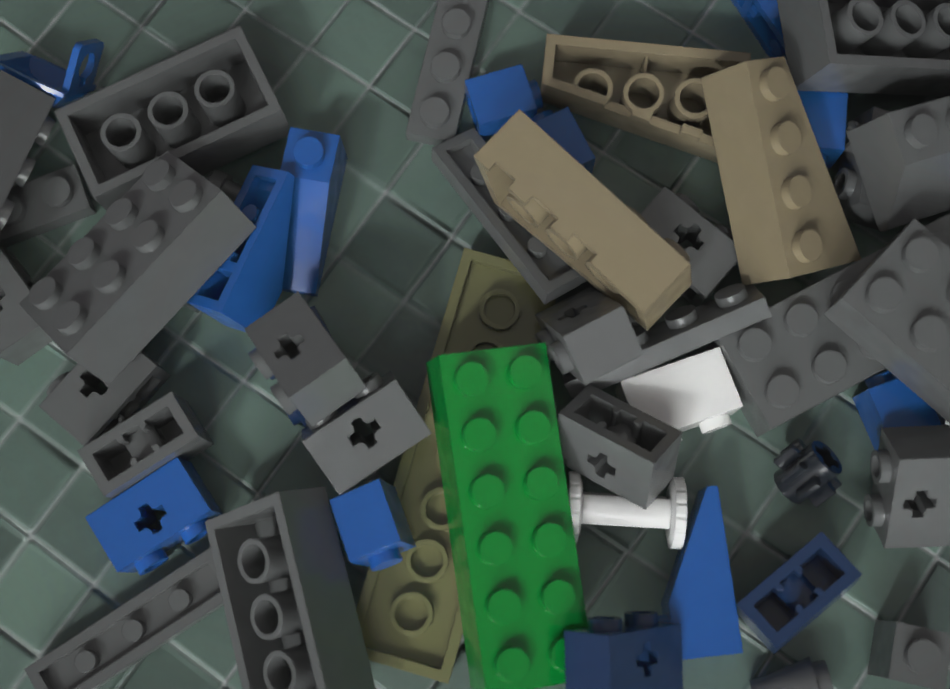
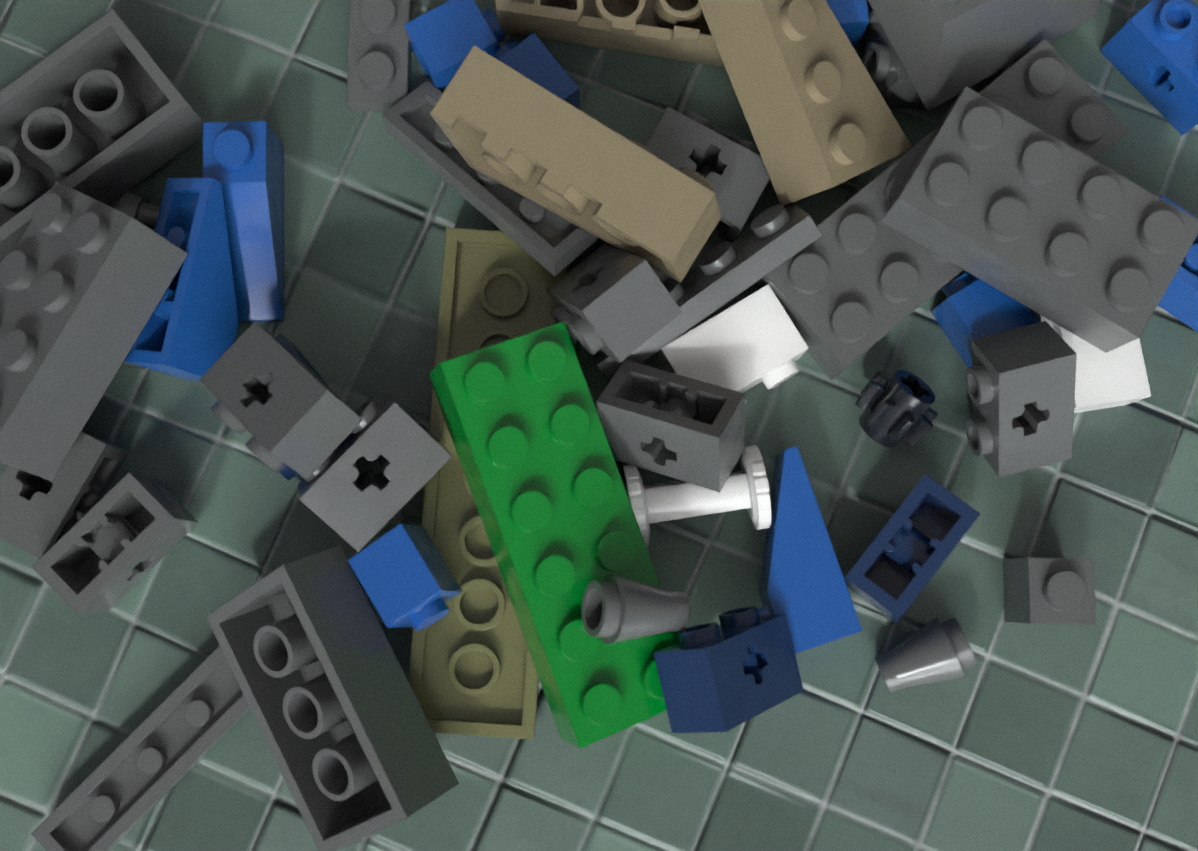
camera: 20 degrees left, 5 degrees up
(126, 520) = (113, 636): blue brick -> none
(551, 590) = (629, 609): none -> dark grey cone

